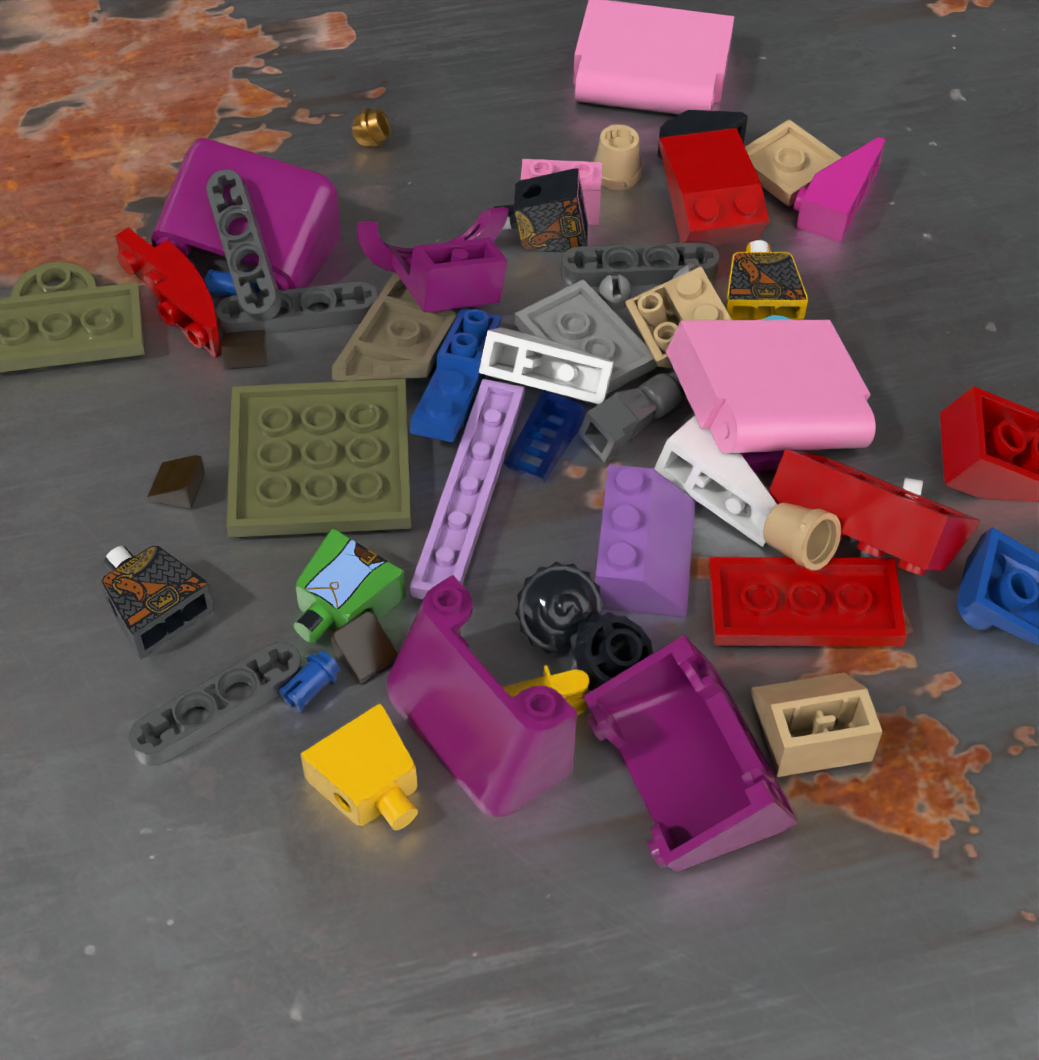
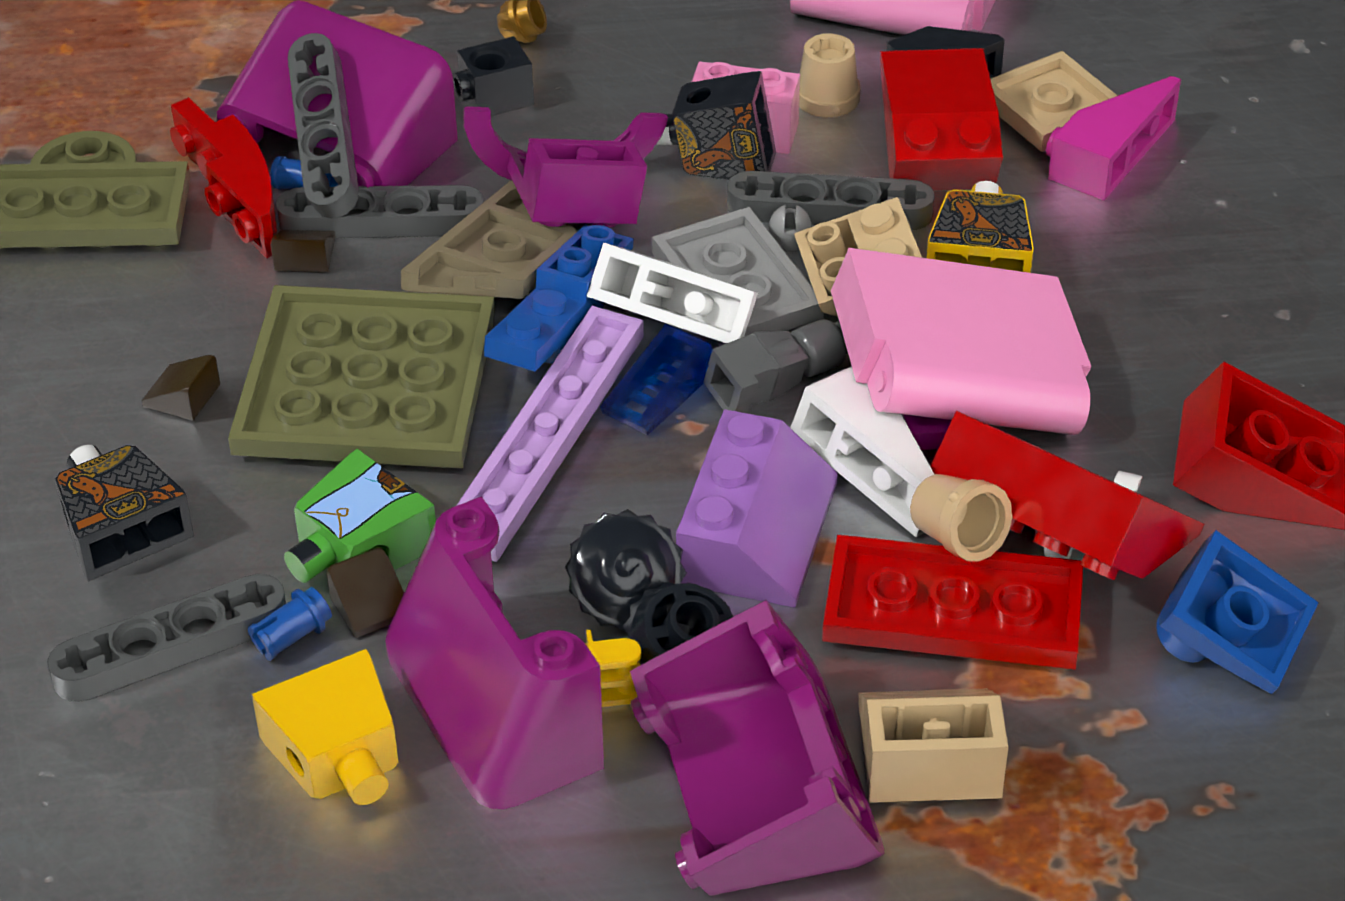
camera: 10 degrees right, 10 degrees down
(363, 182) = (495, 76): none -> black brick

